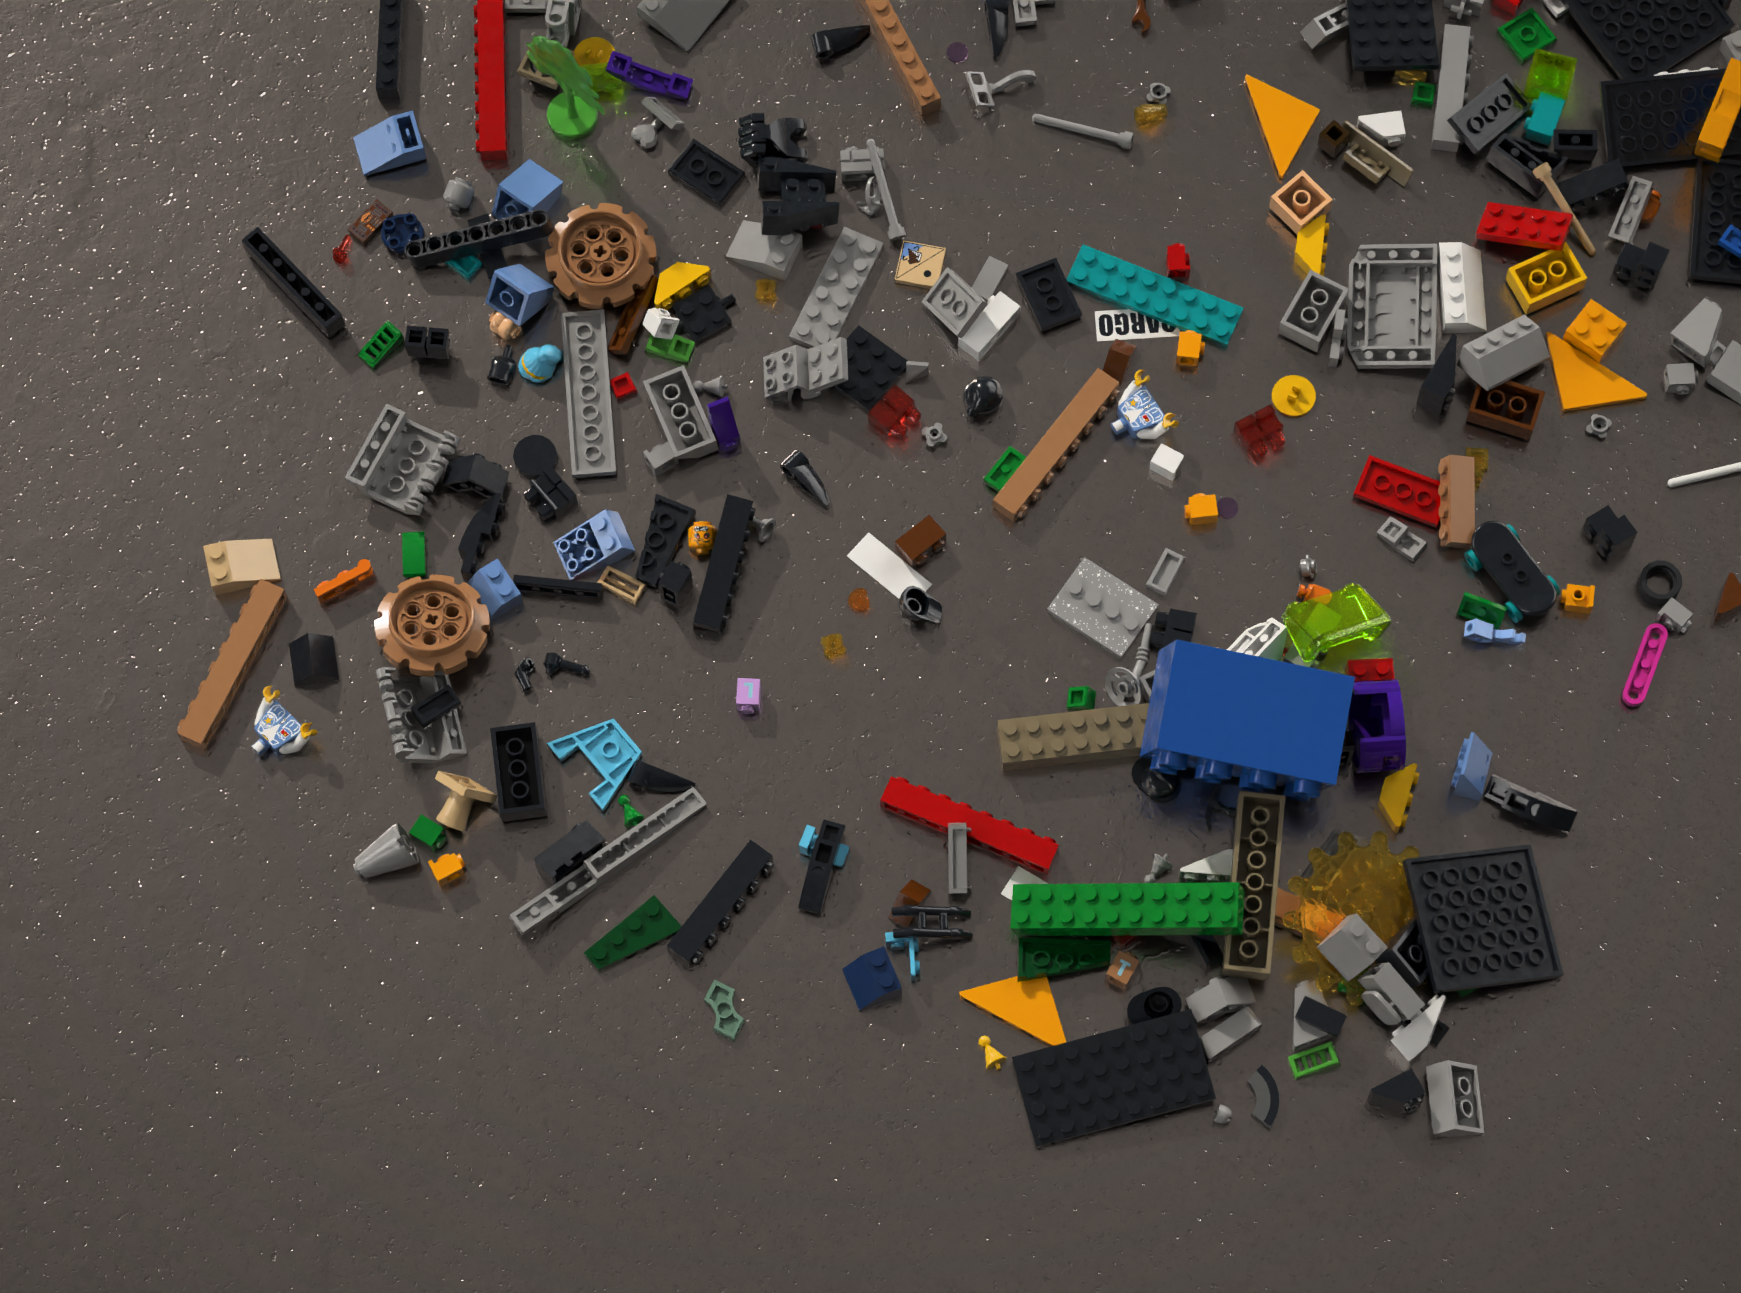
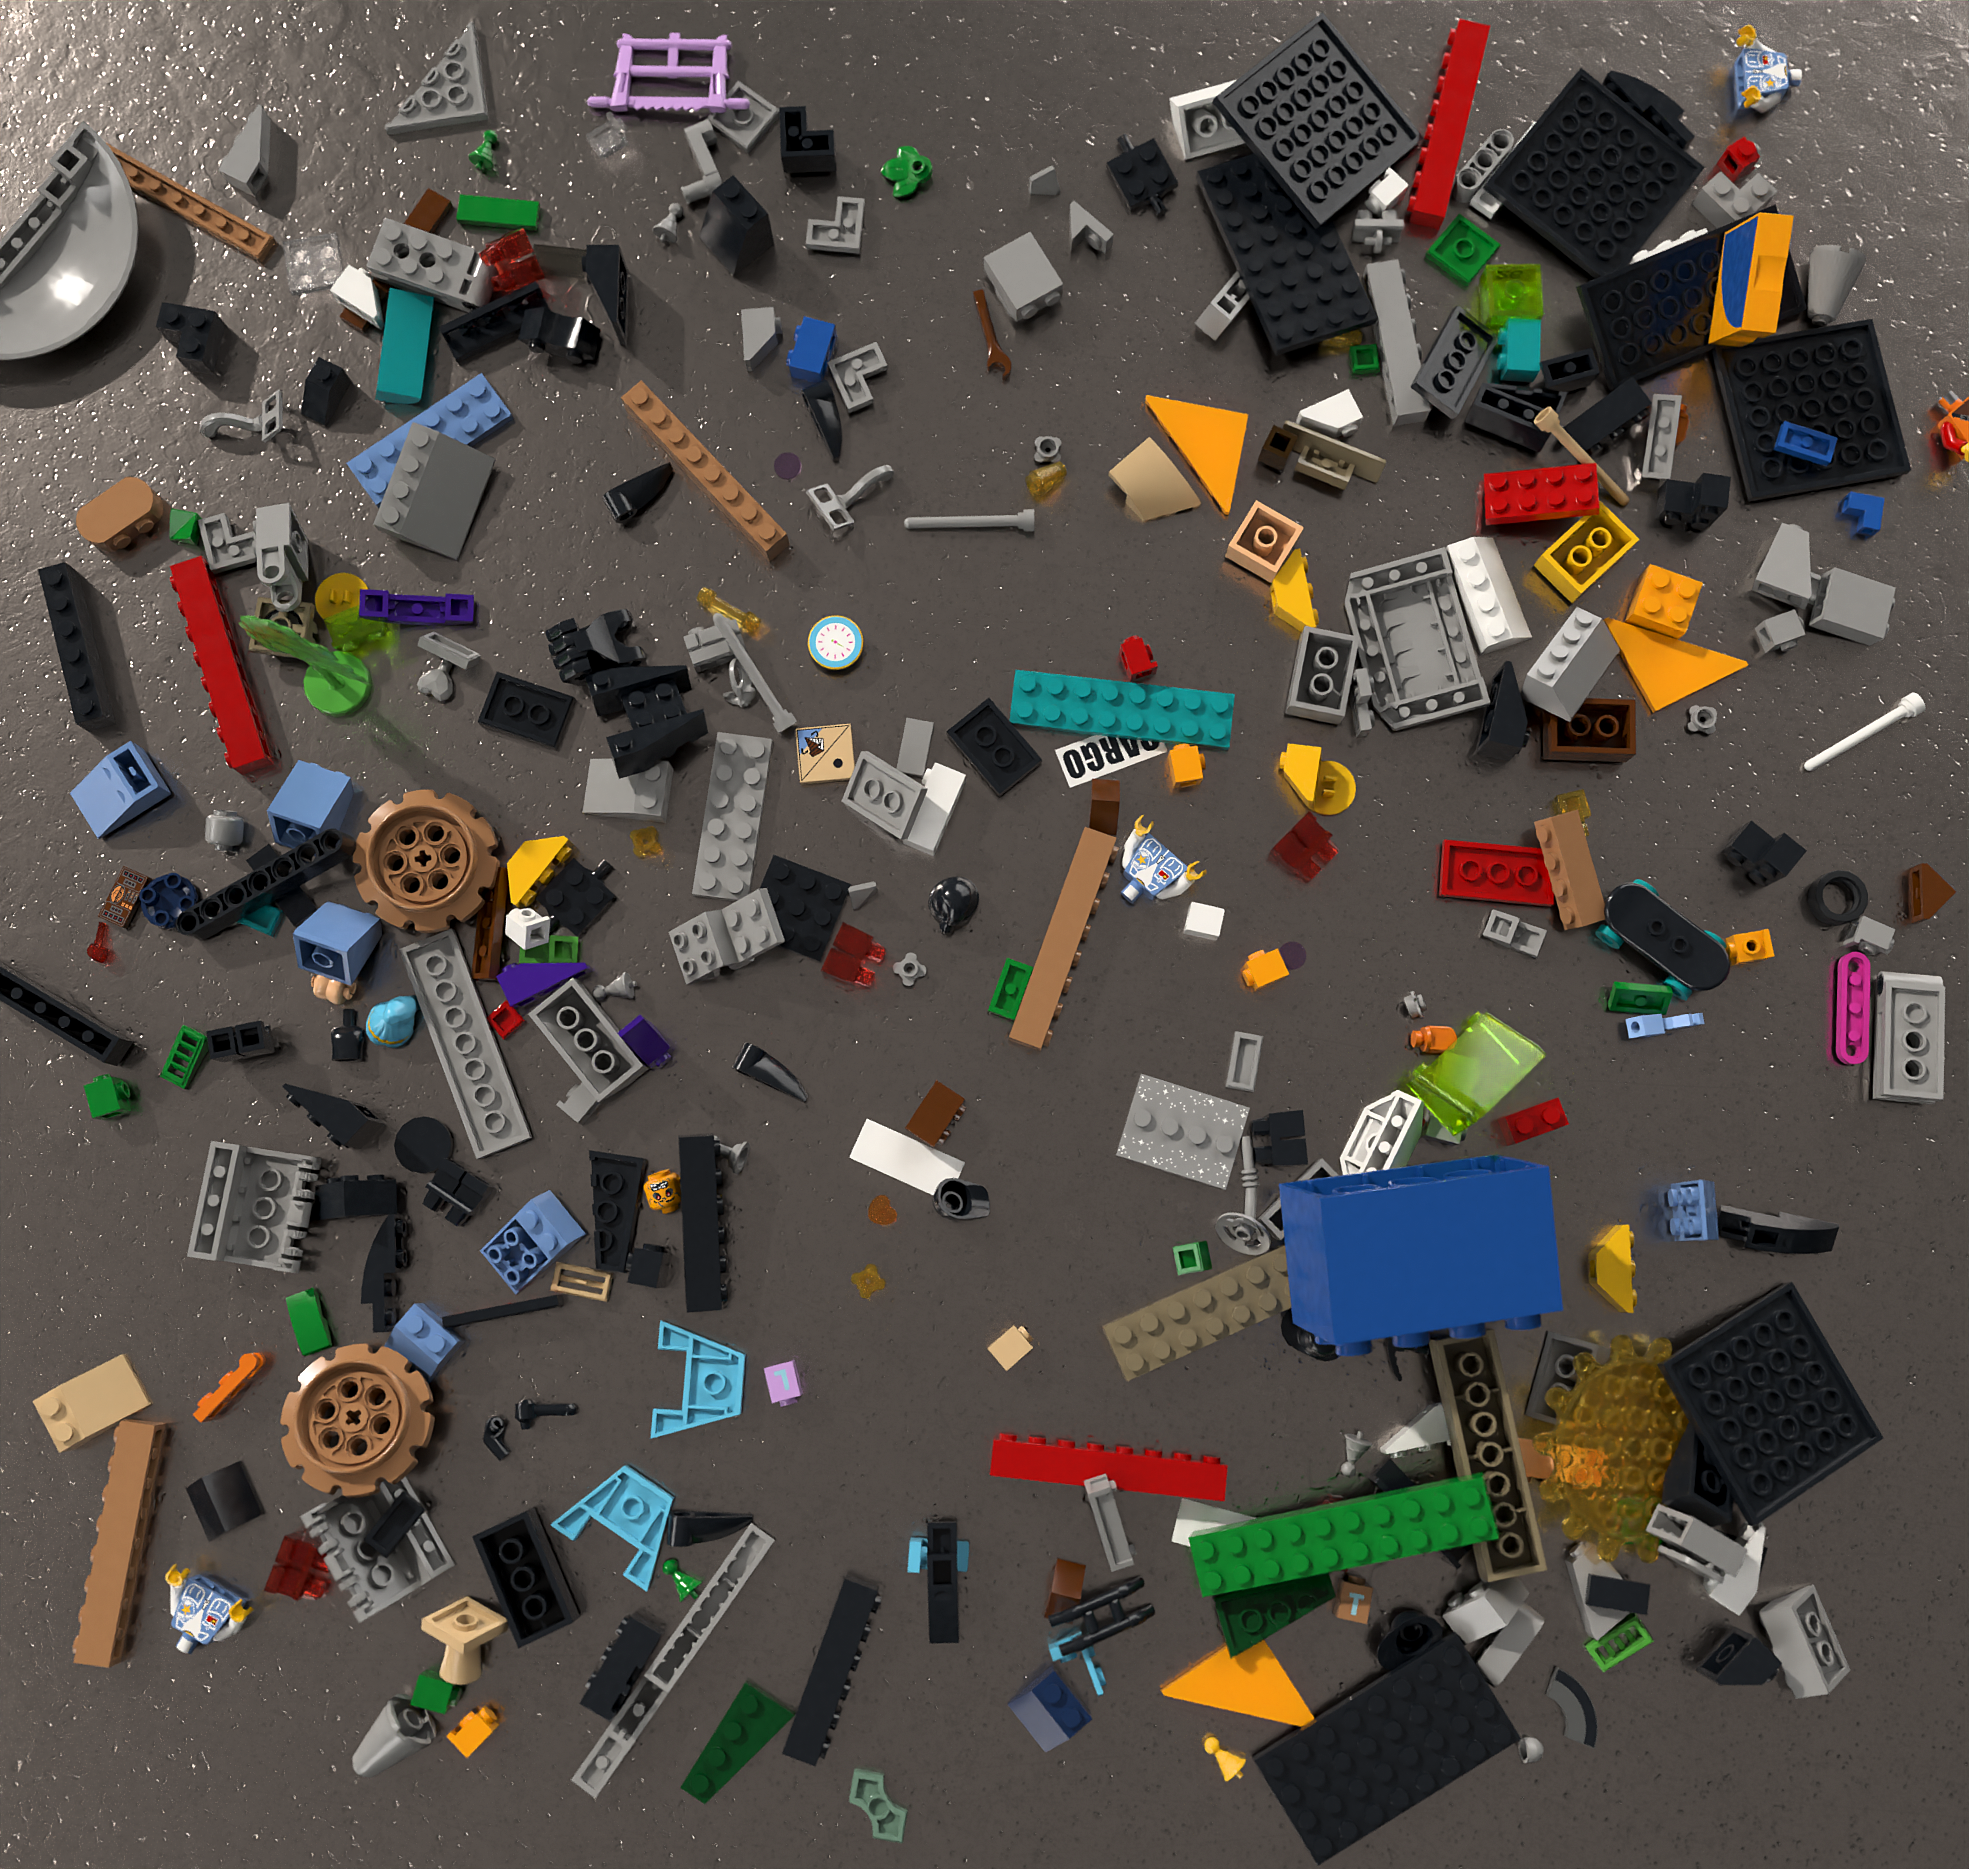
camera: 20 degrees left, 10 degrees up
(317, 356) = (107, 1097): none -> green brick
(354, 719) = (296, 1568): none -> clear red hips
(481, 412) = (347, 1121): none -> black slope
(651, 362) = (534, 980): none -> dark purple slope
(695, 679) = (710, 1384): none -> medium azure wing
(892, 154) = (709, 598): none -> clear yellow bar
(924, 719) = (1011, 1346): none -> tan brick
(952, 187) = (835, 642): none -> piece
(1230, 138) = (1153, 483): none -> tan slope
(1277, 375) = (1302, 770): none -> yellow slope
(1352, 946) = (1633, 1498): light grey slope -> none
(1377, 726) = (1583, 1199): dark purple piece -> none
(1685, 678) = (1915, 1010): none -> light grey hinge

